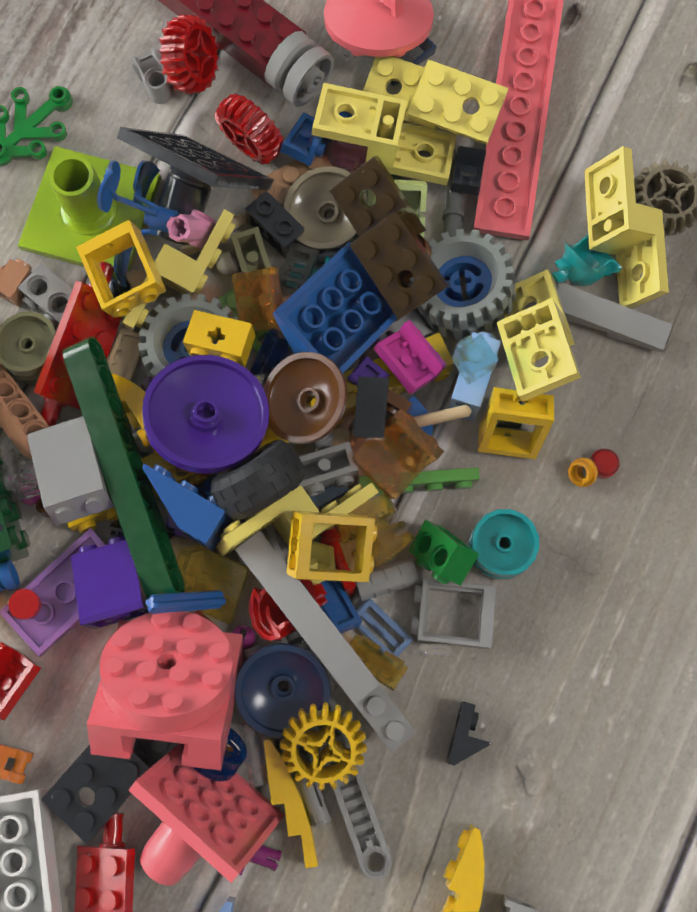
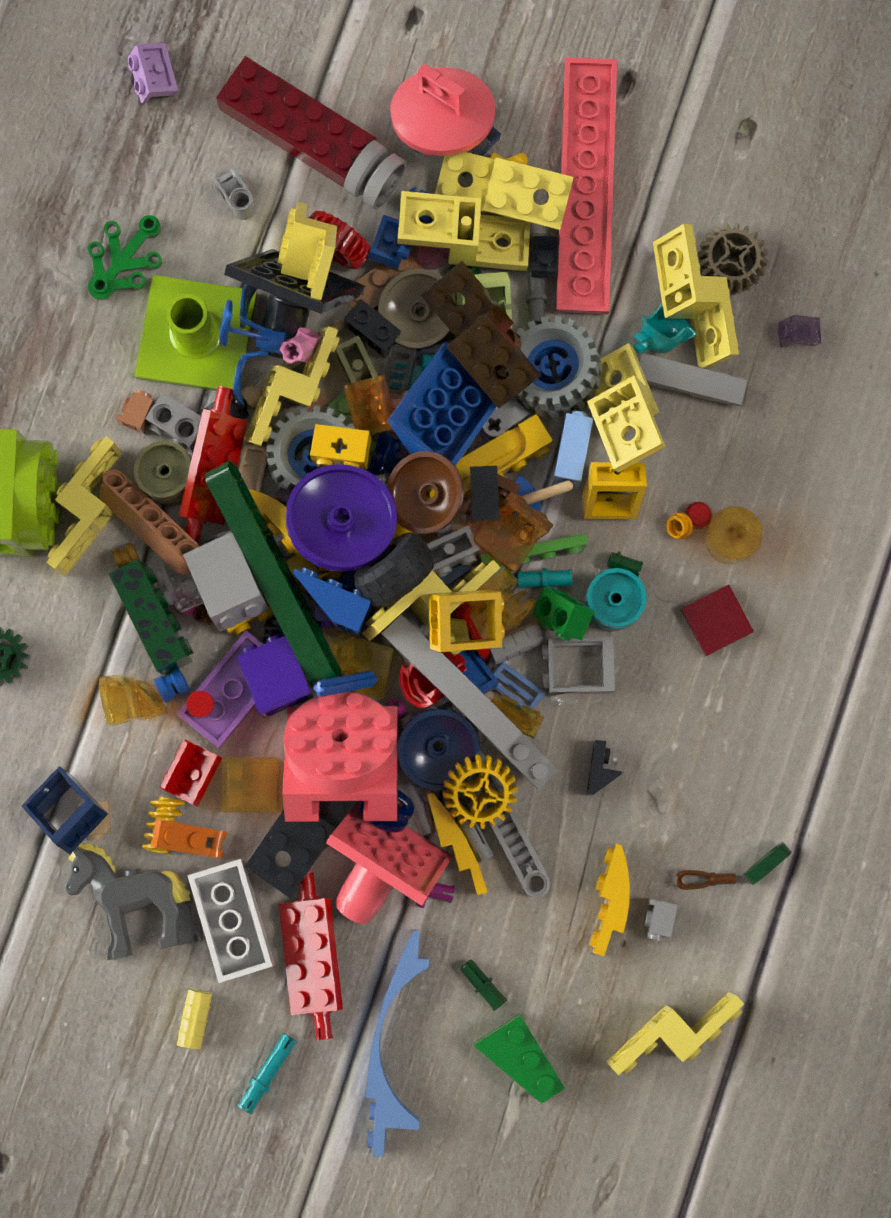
camera: 10 degrees left, 5 degrees up
(62, 703) = (250, 784): none -> clear yellow brick
(108, 245) = (229, 374): yellow window -> none
(189, 54) = (269, 172): red gear -> none
(213, 127) = (307, 249): none -> light yellow bracket
(227, 263) = (334, 371): white hinge -> none
(367, 369) = (476, 457): dark purple tile -> none
(410, 357) = (513, 442): dark pink bracket -> none
(427, 511) = (545, 578): none -> teal pin
(474, 358) = (570, 438): clear light blue brick -> none
(510, 501) = (617, 560): none -> dark green pin
(582, 882) = (713, 879): none -> reddish brown piece
(614, 582) = (717, 620): none -> dark red tile
(647, 872) = (767, 863): none -> dark green beam
(656, 480) = (748, 535): none -> clear yellow brick

